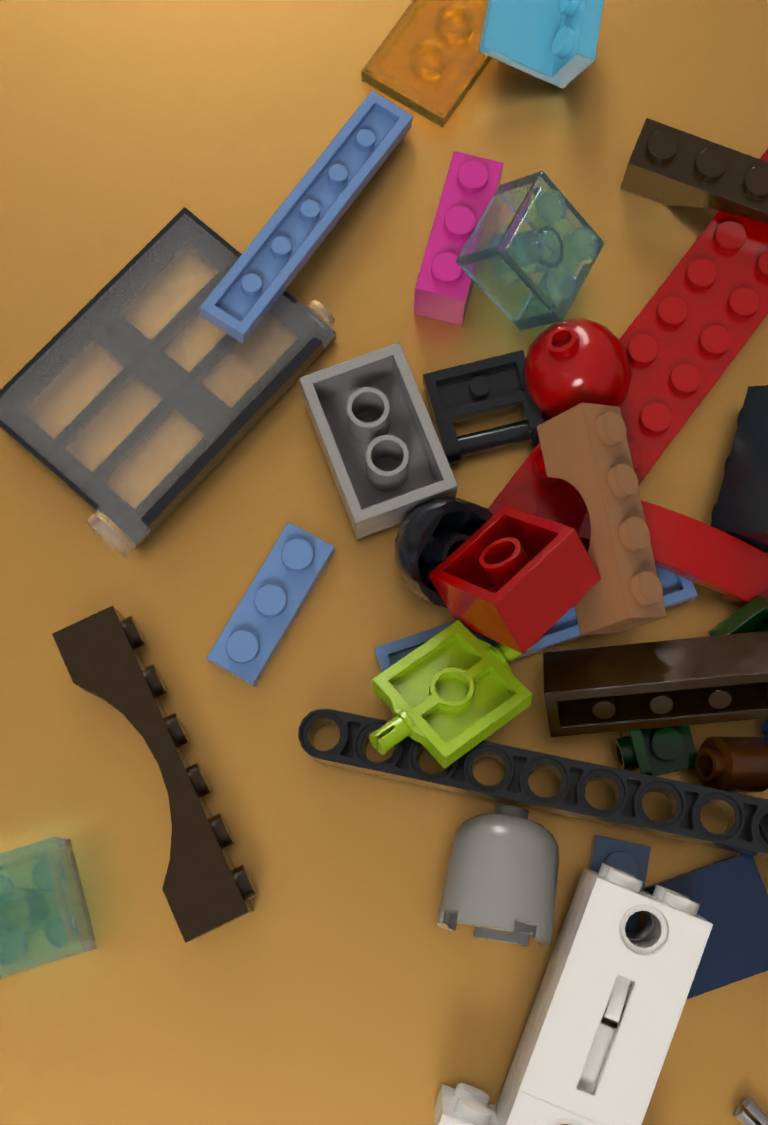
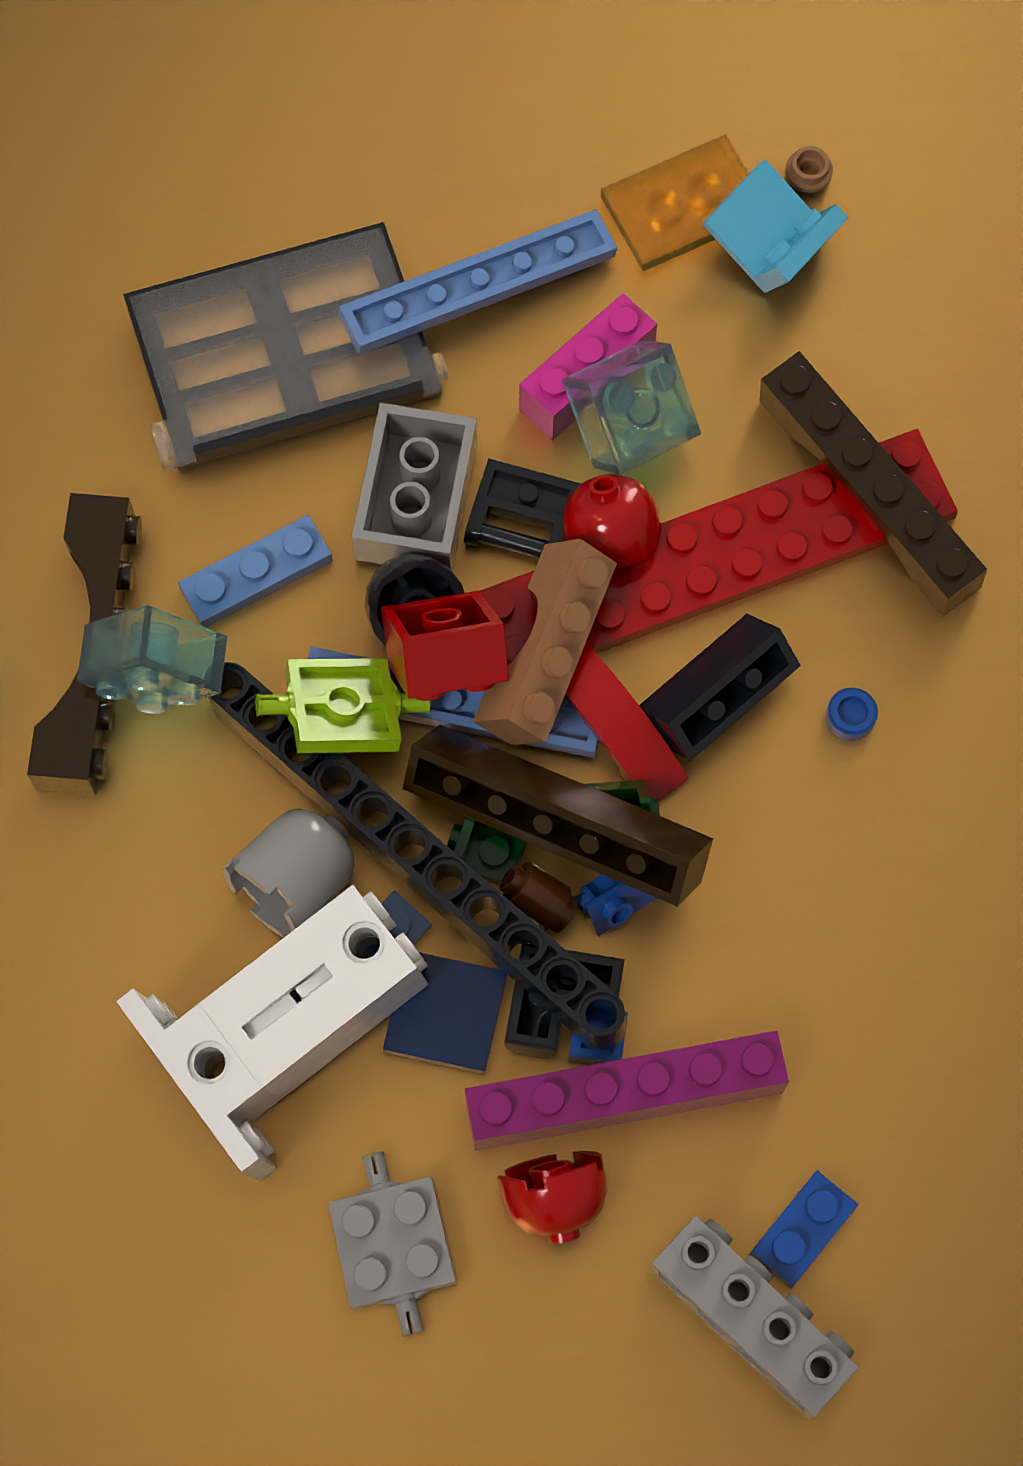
camera: 30 degrees right, 5 degrees down
(240, 757) = (152, 659): none -> clear light blue brick

